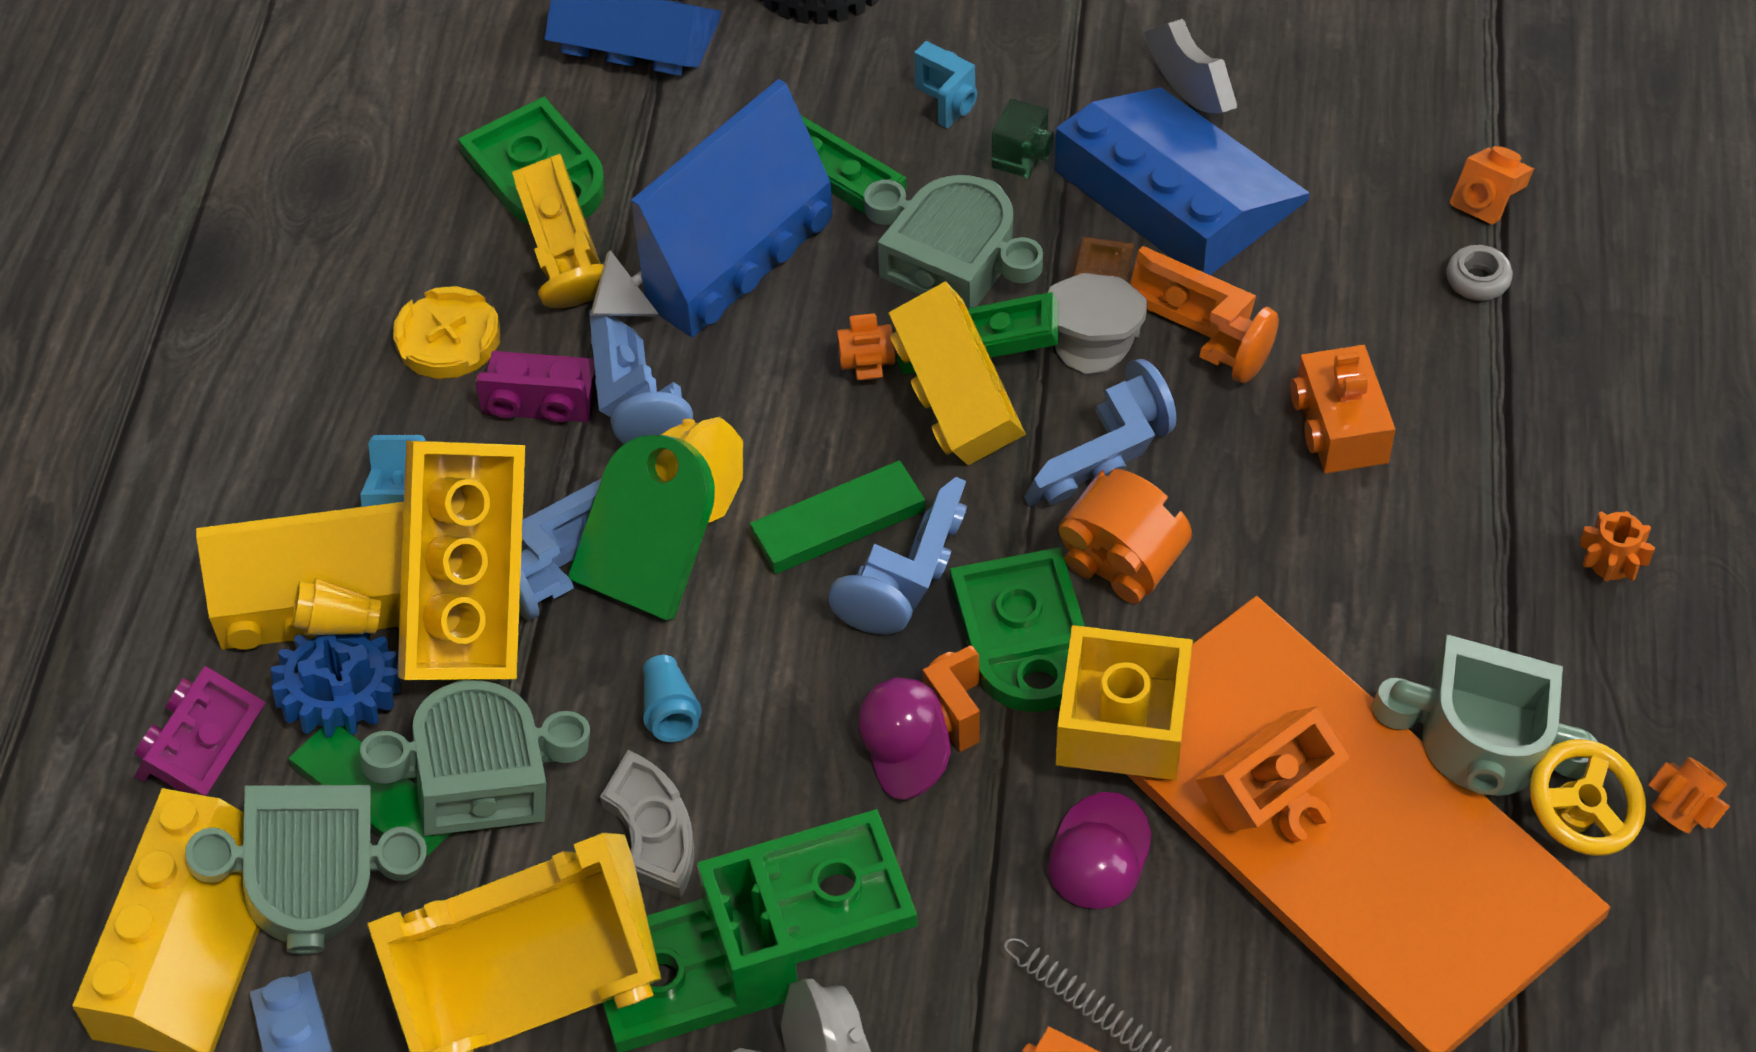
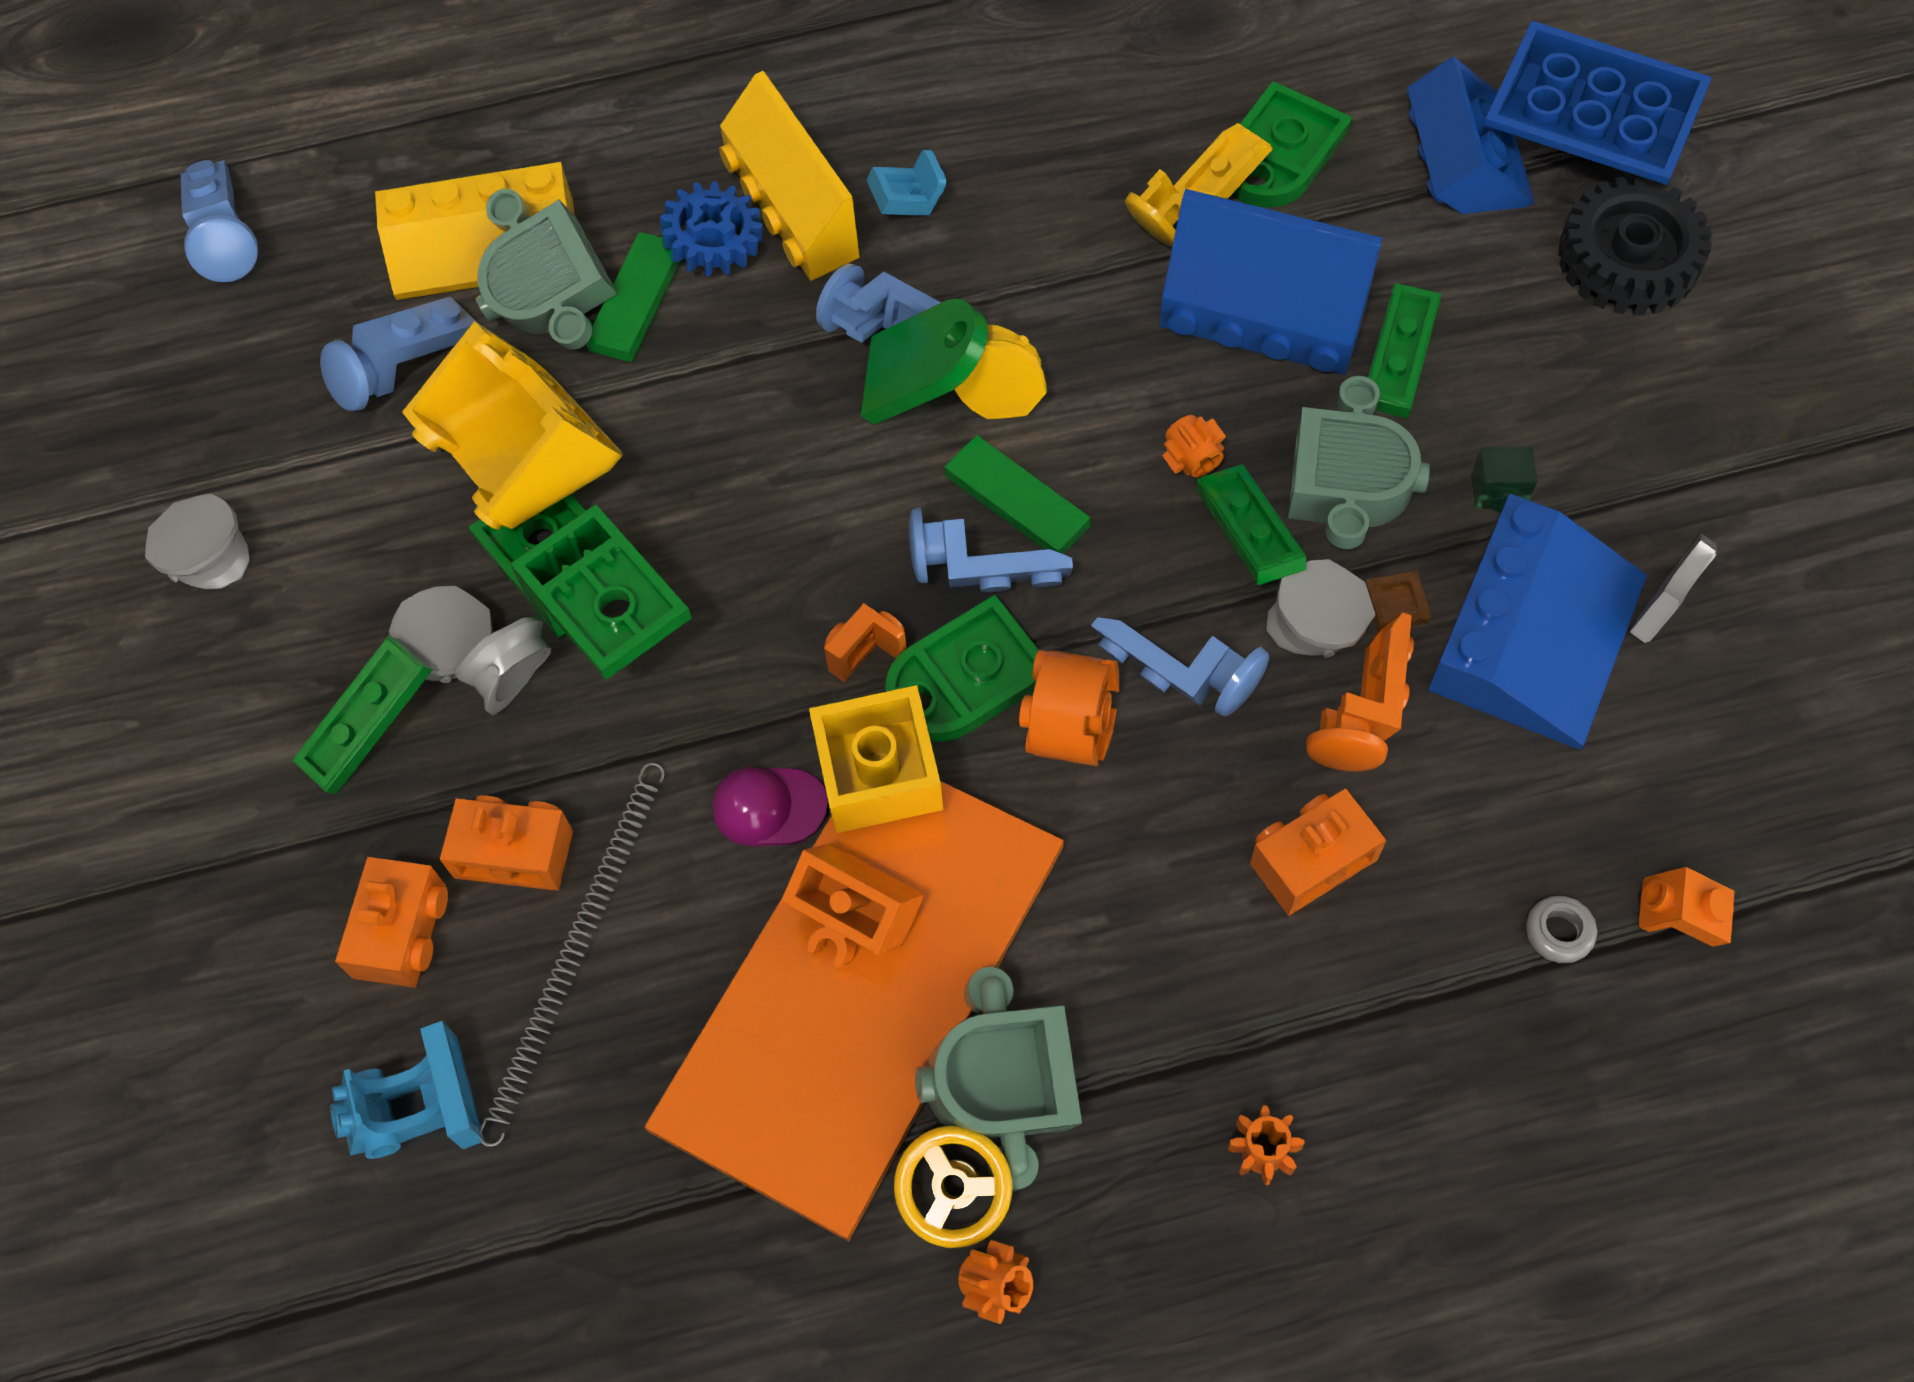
camera: 70 degrees right, 10 degrees up
(200, 735) = (634, 170): magenta bracket -> none
(333, 610) = (749, 191): yellow cone -> none
(446, 332) = (1076, 161): yellow tile -> none
(461, 560) = (807, 235): yellow brick -> none
(476, 757) = (670, 337): sand green piece -> none
(537, 386) = (1049, 241): magenta bracket -> none
(620, 293) = (1149, 248): light grey piece -> none
(627, 386) = (1074, 293): medium blue piece -> none
(656, 821) = (677, 484): light grey tile -> none
(668, 700) = (783, 445): dark azure cone -> none
(905, 736) = (810, 612): magenta cap -> none
(946, 79) = (1535, 409): dark azure bracket -> none
(954, 375) = (1184, 518): yellow brick -> none

